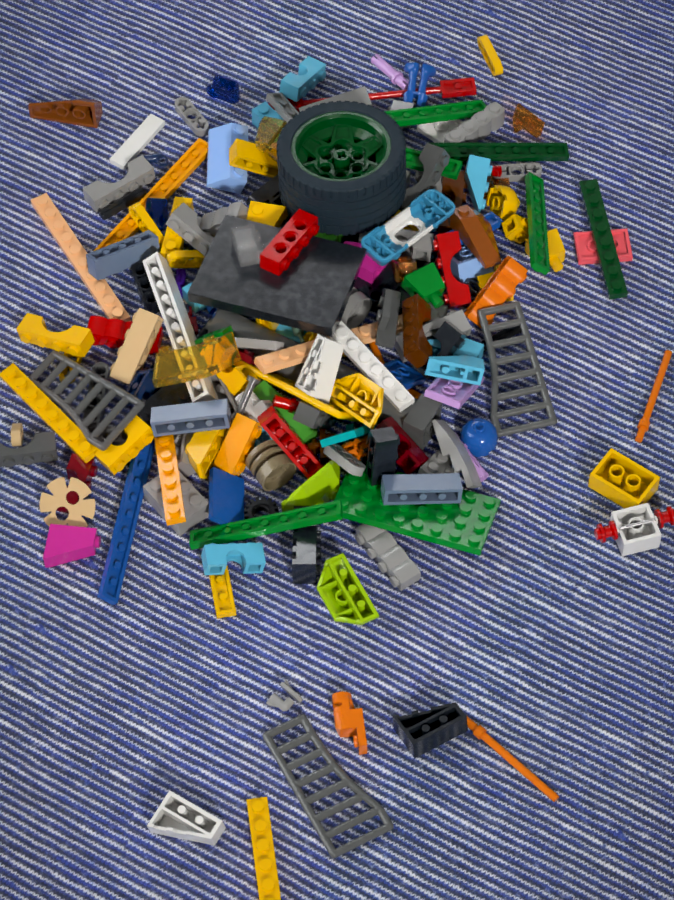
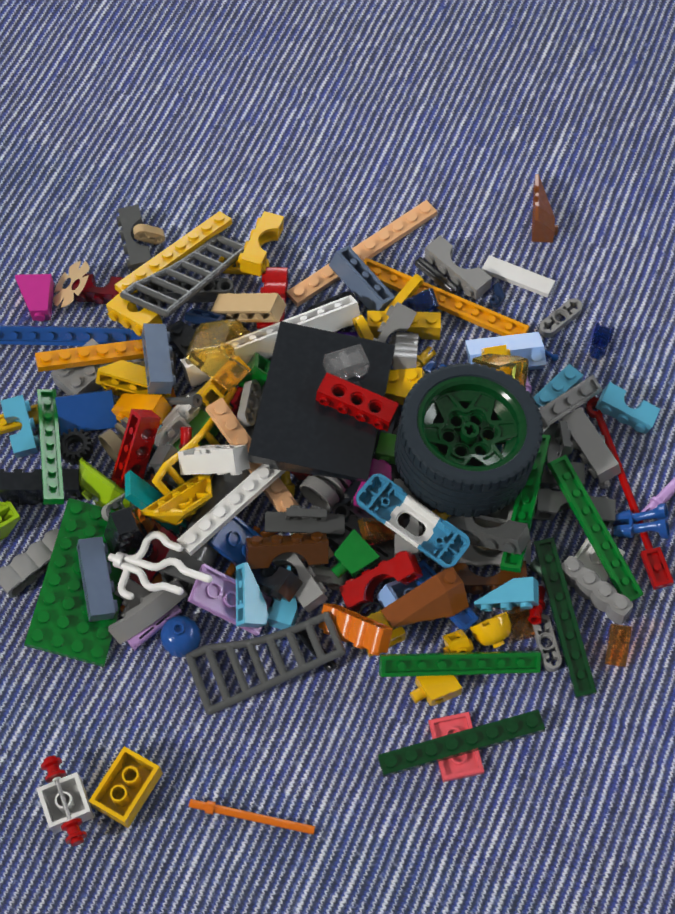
camera: 85 degrees right, 5 degrees up
(413, 454) = (130, 564): none -> white plant

